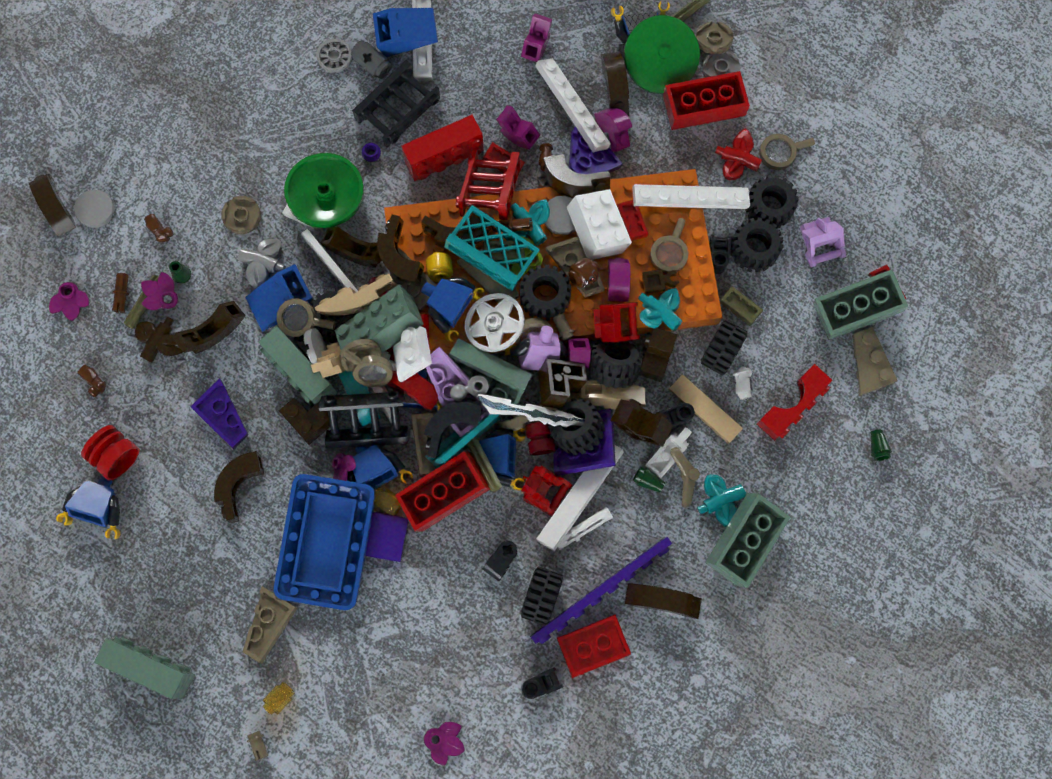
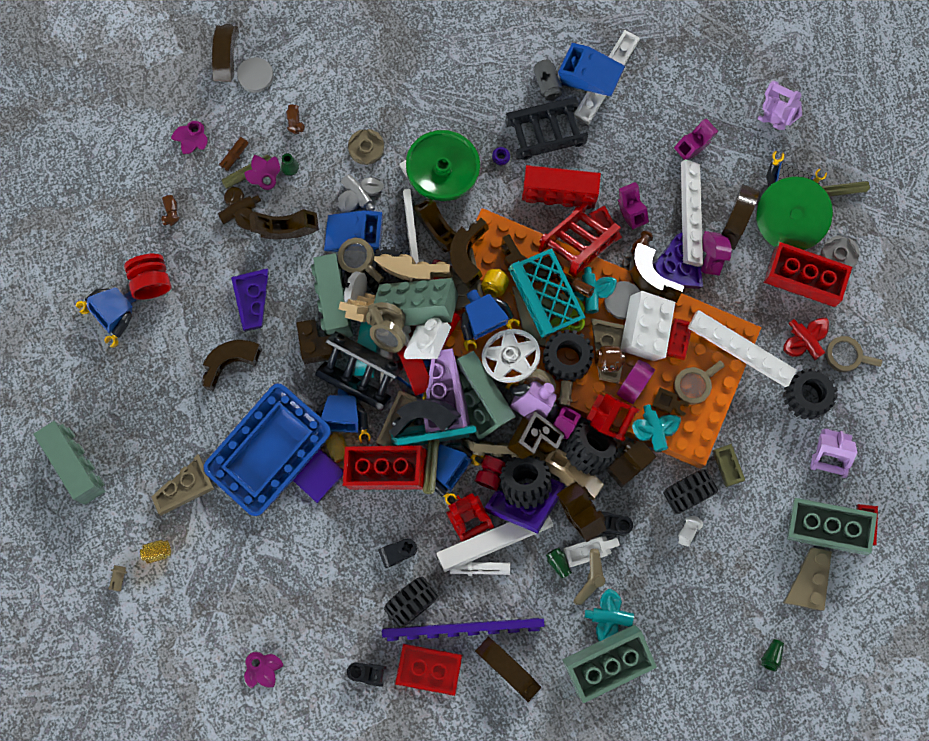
camera: 30 degrees right, 0 degrees up
(334, 55) = (520, 59): light grey wheel -> none
(342, 465) = (320, 396): magenta plate -> none
(459, 392) = (445, 396): light grey plate -> none
(533, 413) = (495, 447): white sword -> none
(706, 409) = (644, 533): tan tile -> none
(714, 37) = (849, 225): dark tan tile -> none
(720, 250) = (740, 408): black piece -> none
(767, 234) = (784, 411): black tyre -> none
(777, 419) = (746, 568): red arch -> none

